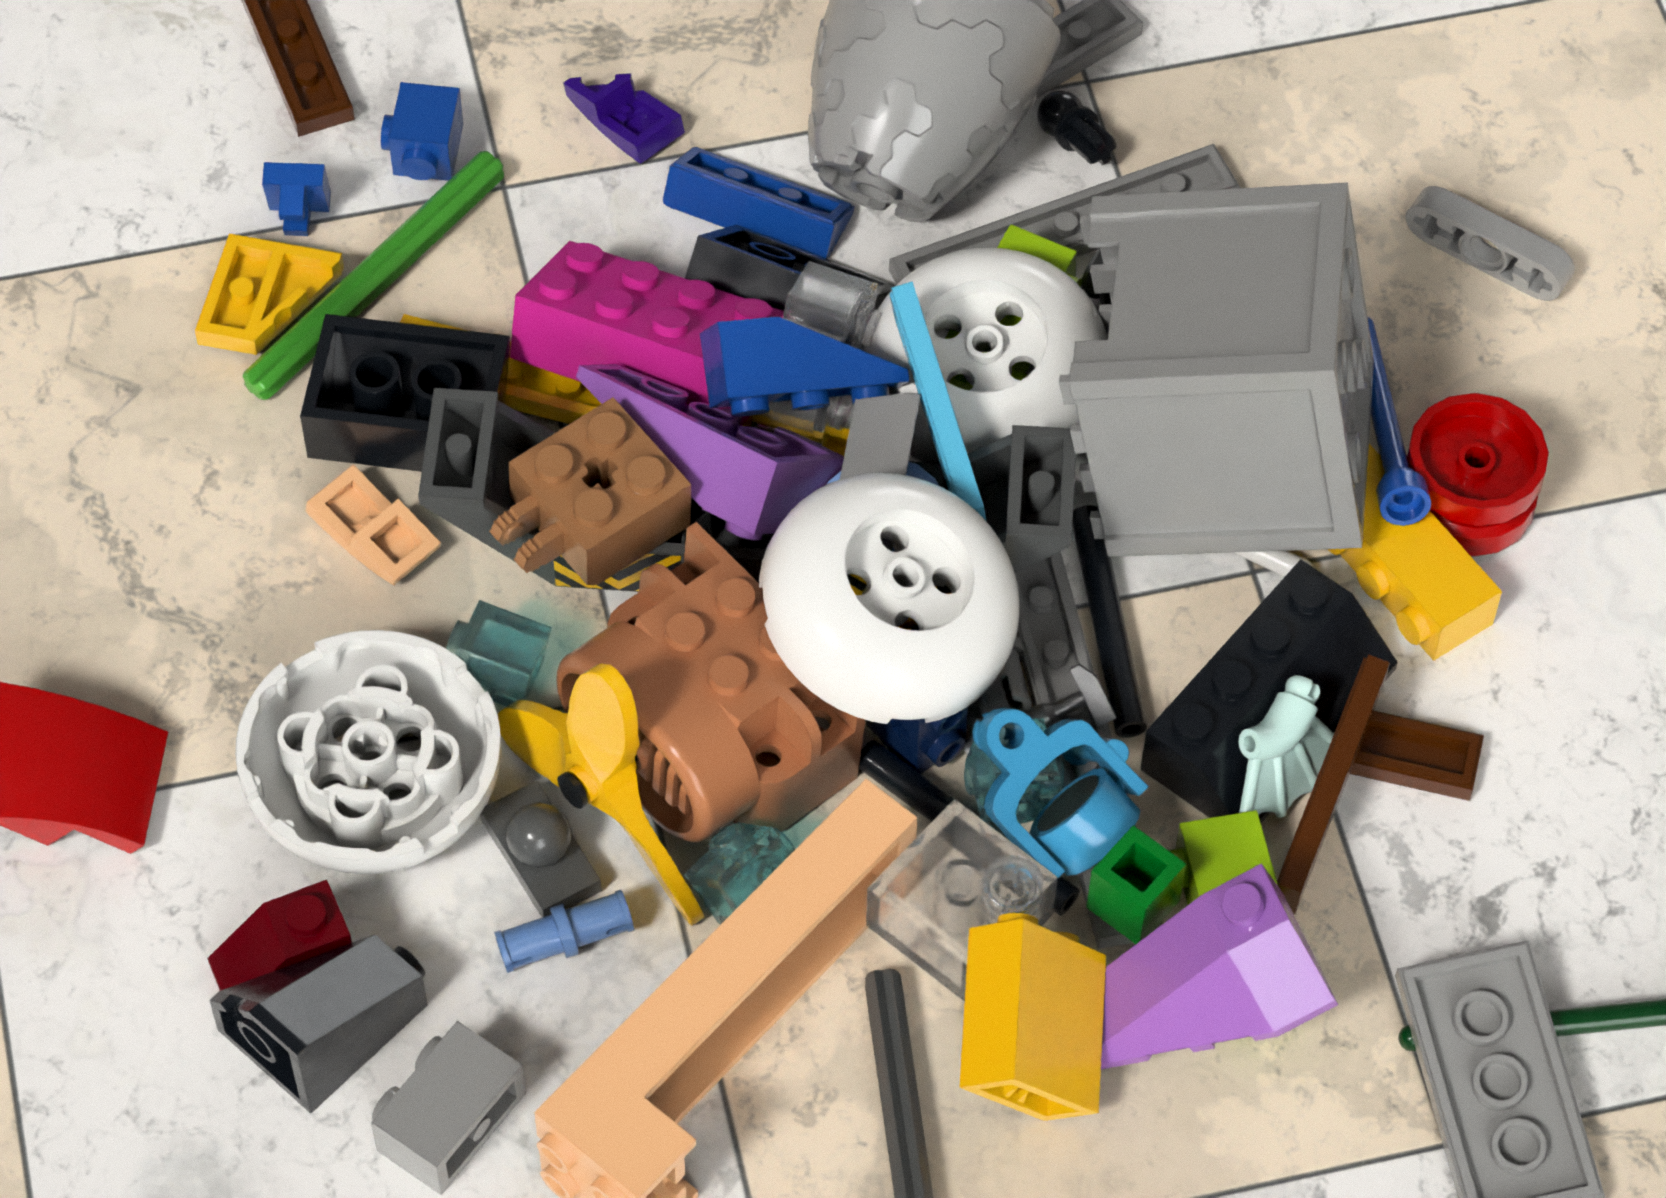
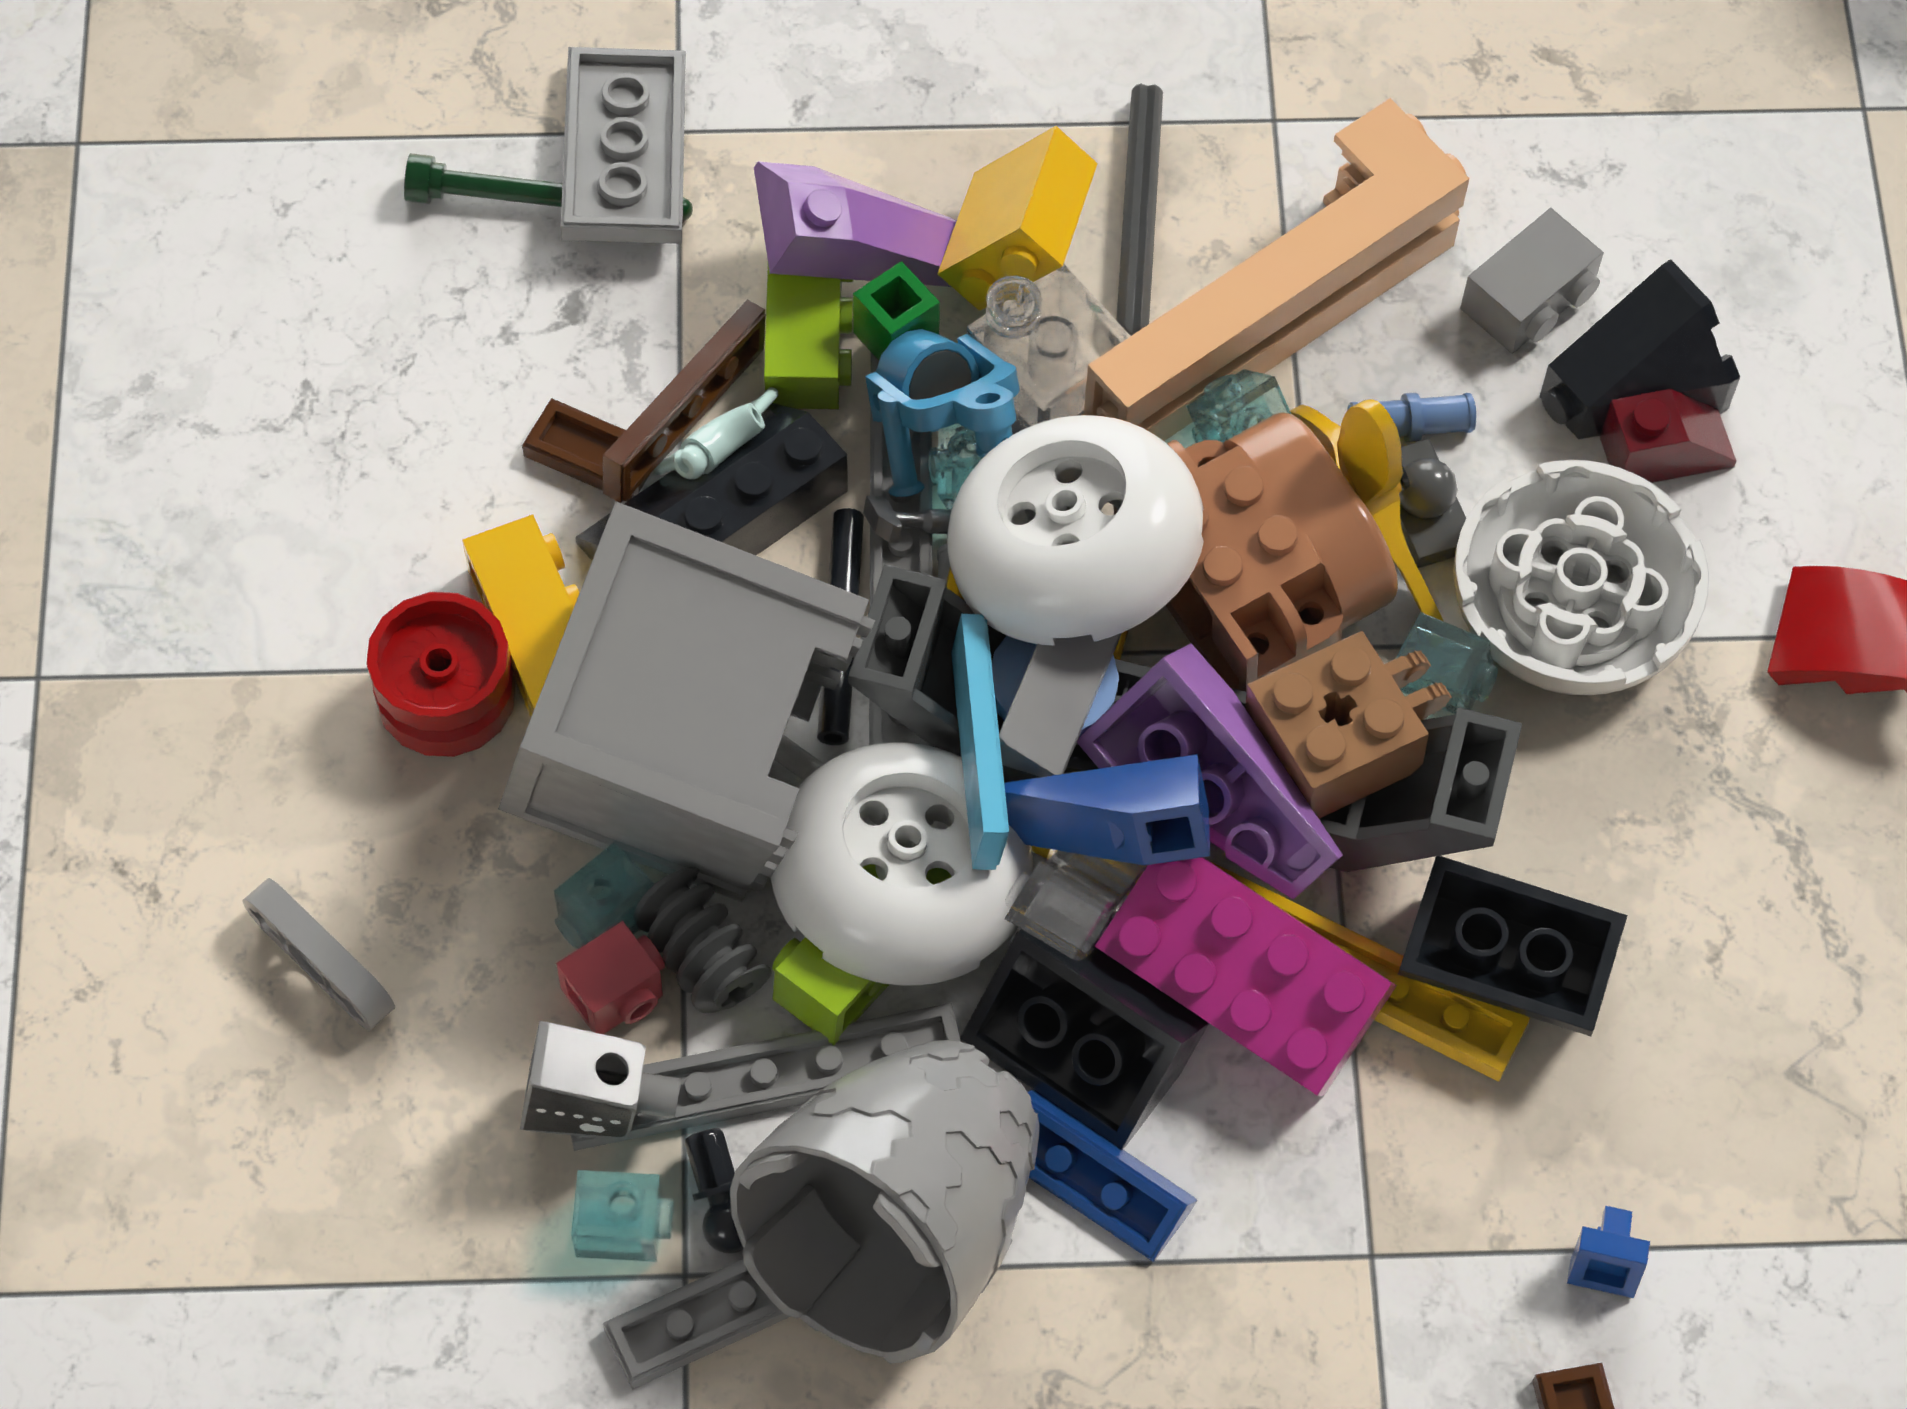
camera: 170 degrees left, 5 degrees up
(261, 291) = (1653, 1144): yellow wing -> none
(370, 527) = (1548, 851): light nougat slope -> none
(375, 273) = (1523, 1153): bright green axle -> none
(424, 131) = (1459, 1311): blue brick -> none
(626, 116) = (1220, 1313): dark purple slope -> none
(1154, 88) = (620, 1216): none -> clear light blue brick
(1209, 139) = (591, 1084): none -> torso
(1402, 491) = (528, 630): blue piece -> none

